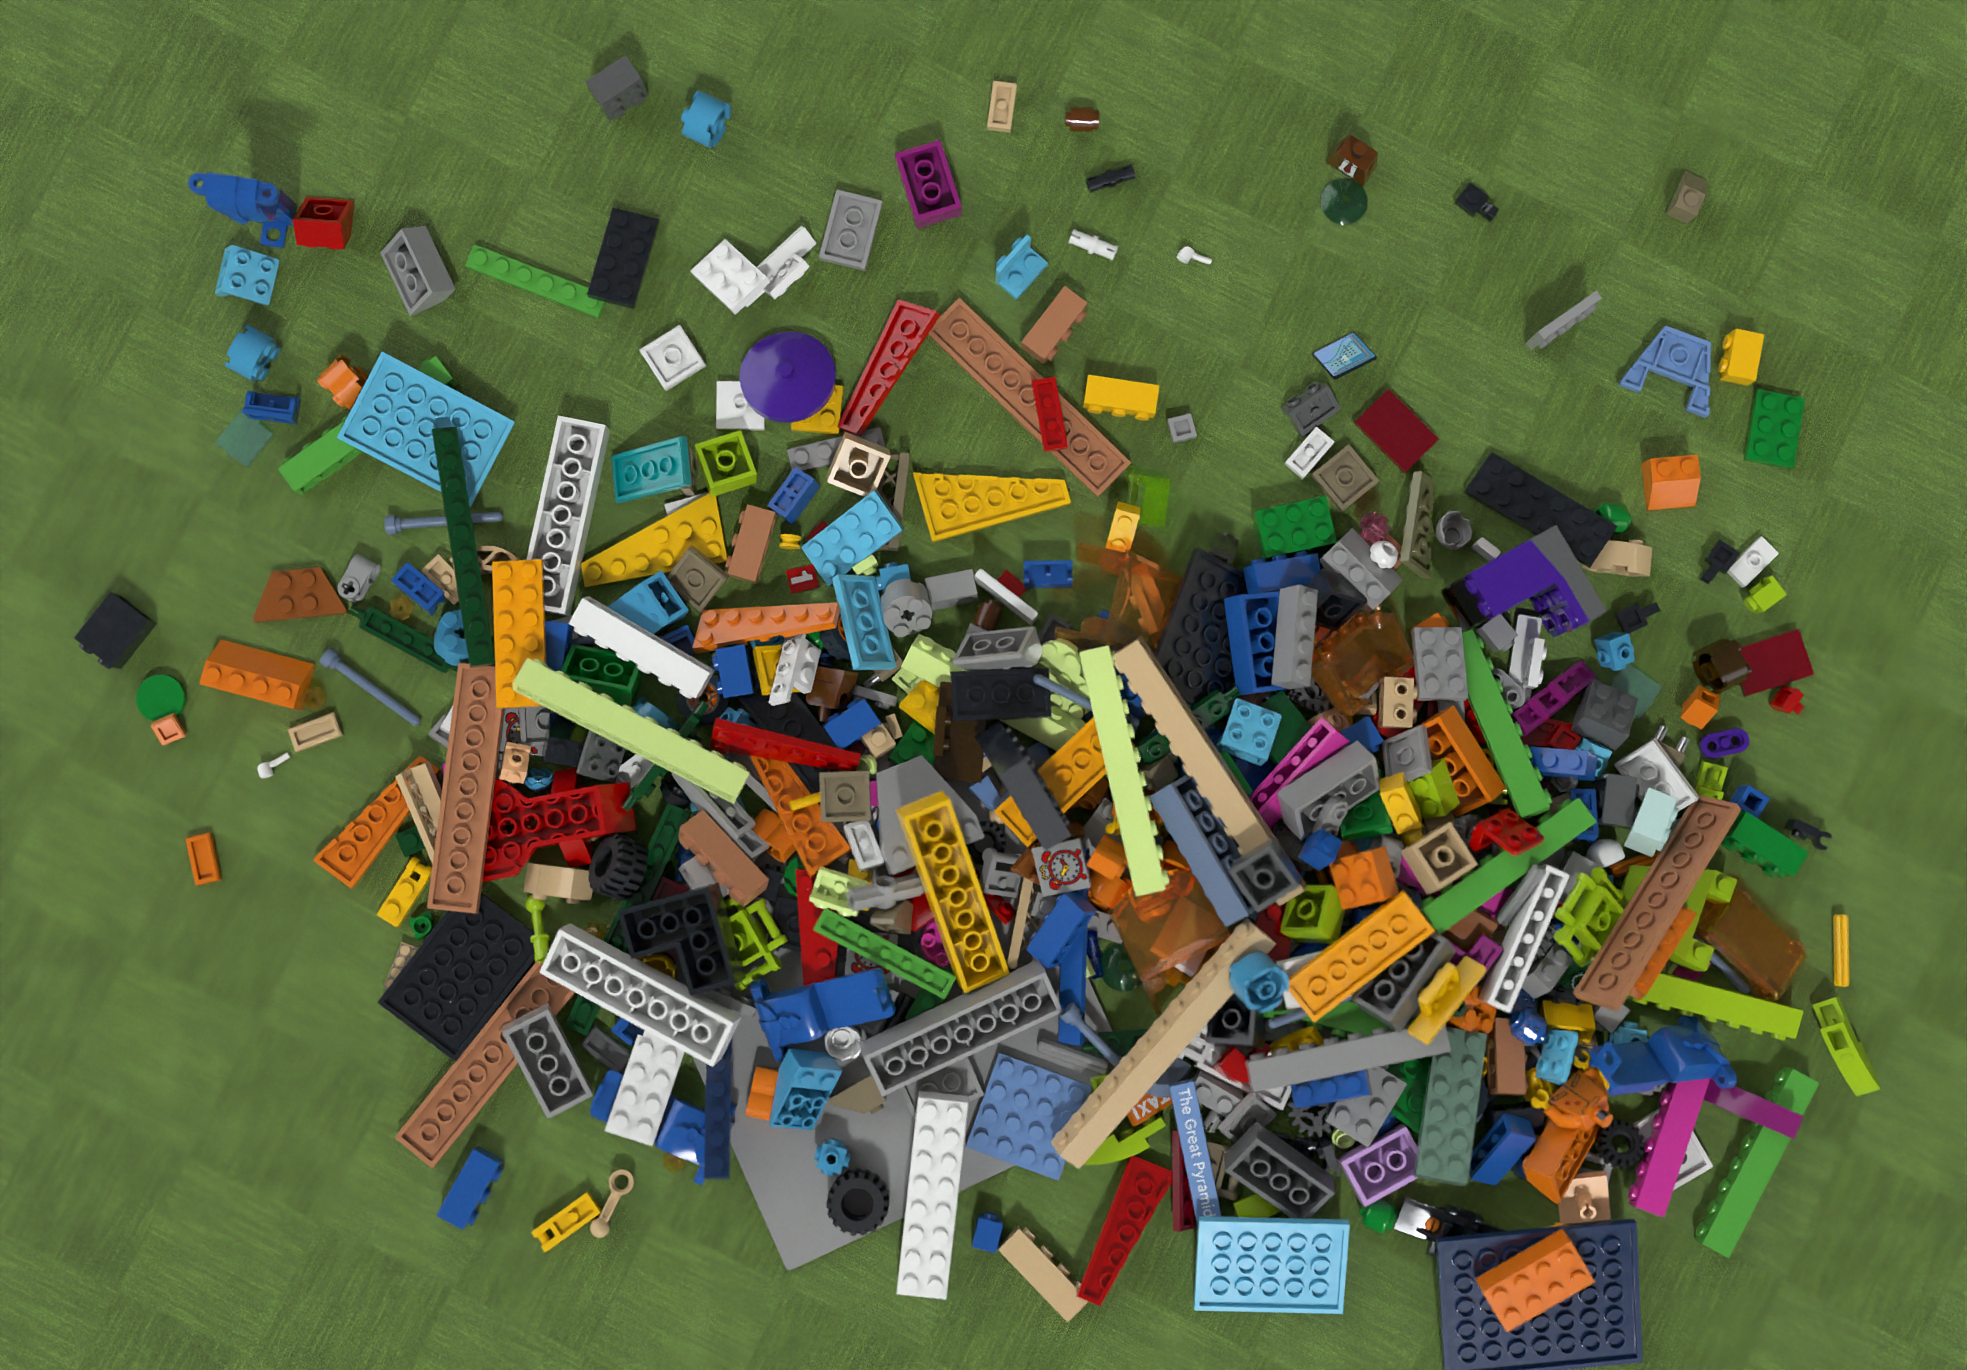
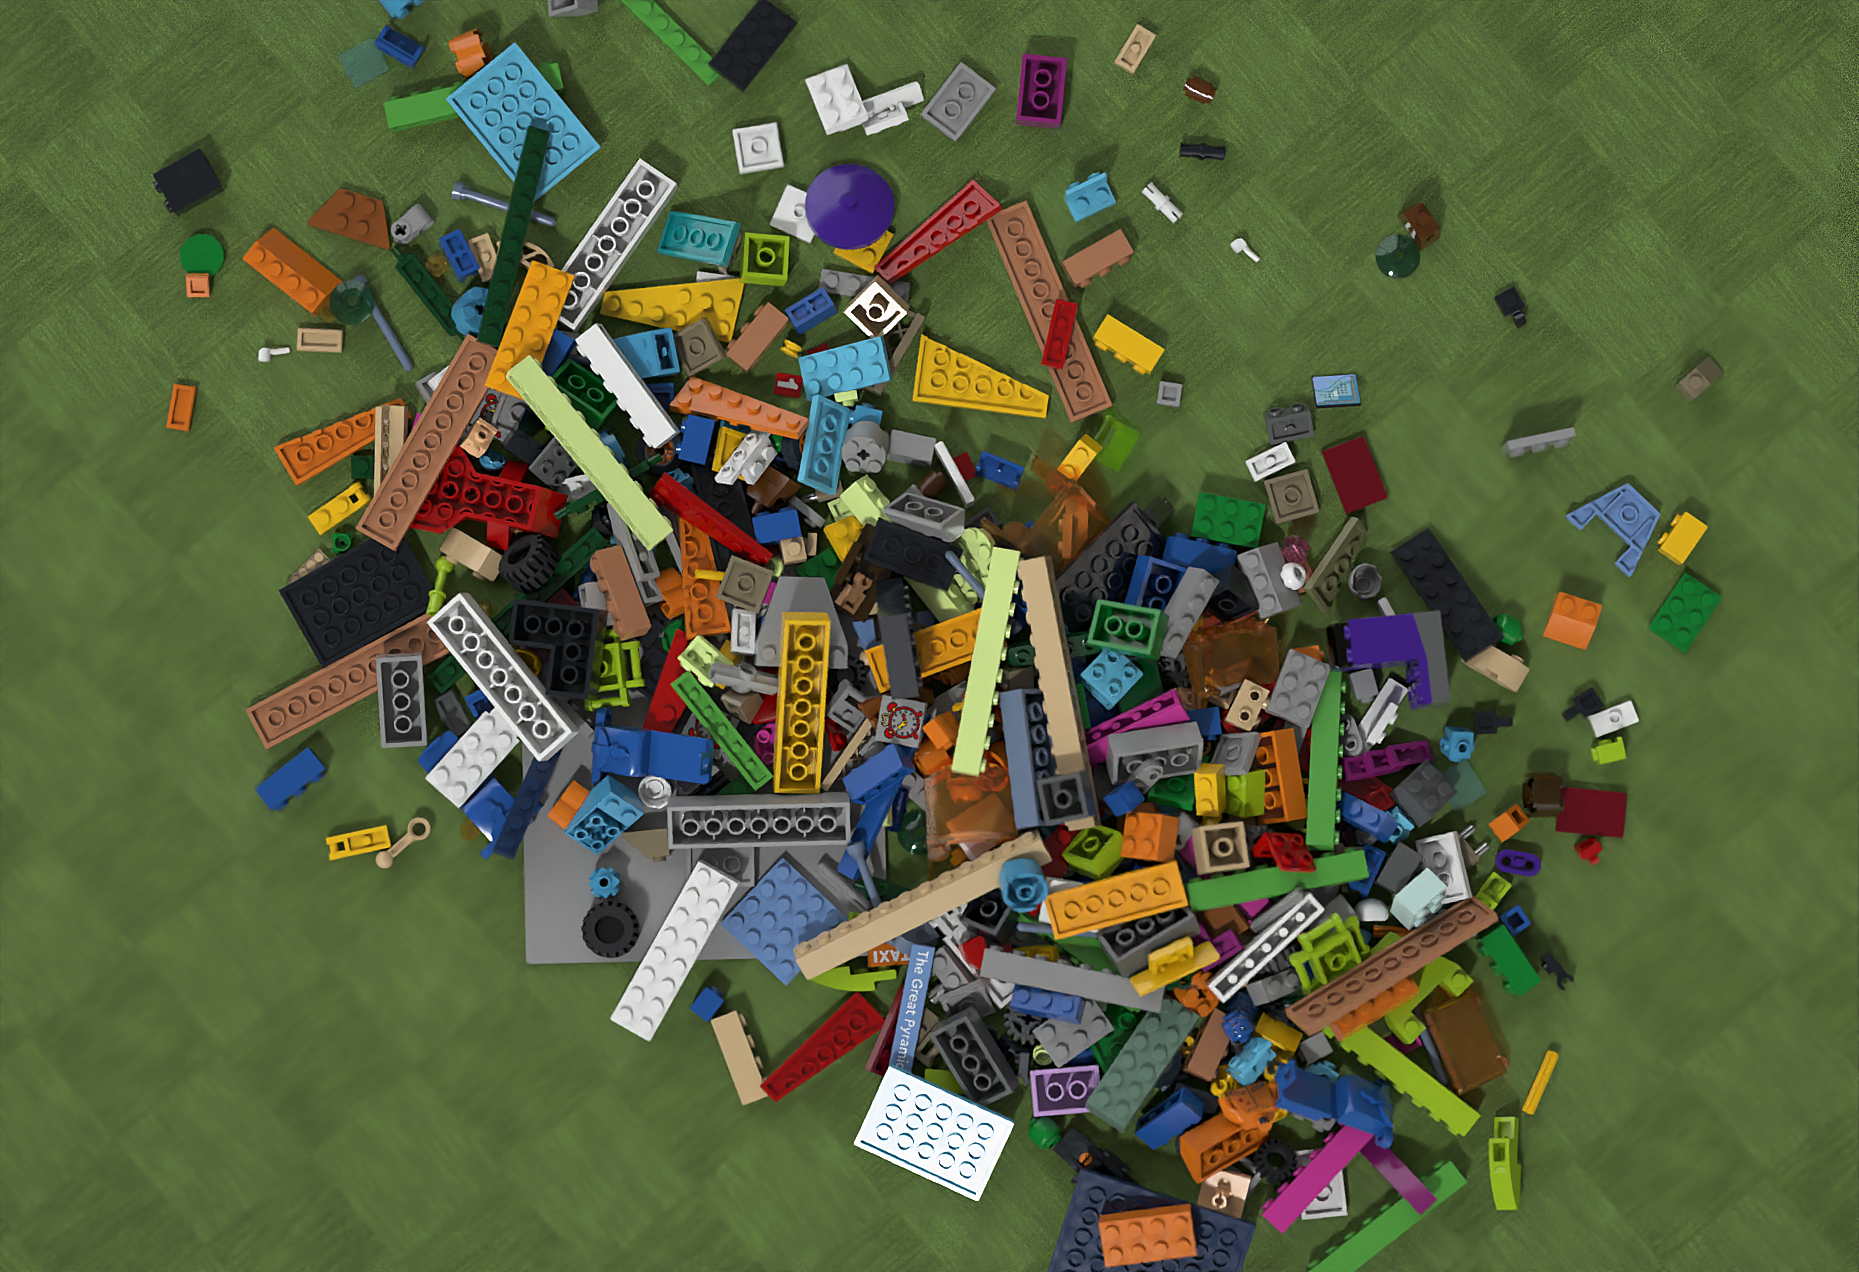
camera: 30 degrees right, 0 degrees up
(330, 693) = (352, 314): none -> clear green dish
(958, 761) = (853, 595): none -> medium nougat plate
(1252, 677) = (1128, 629): none -> green brick

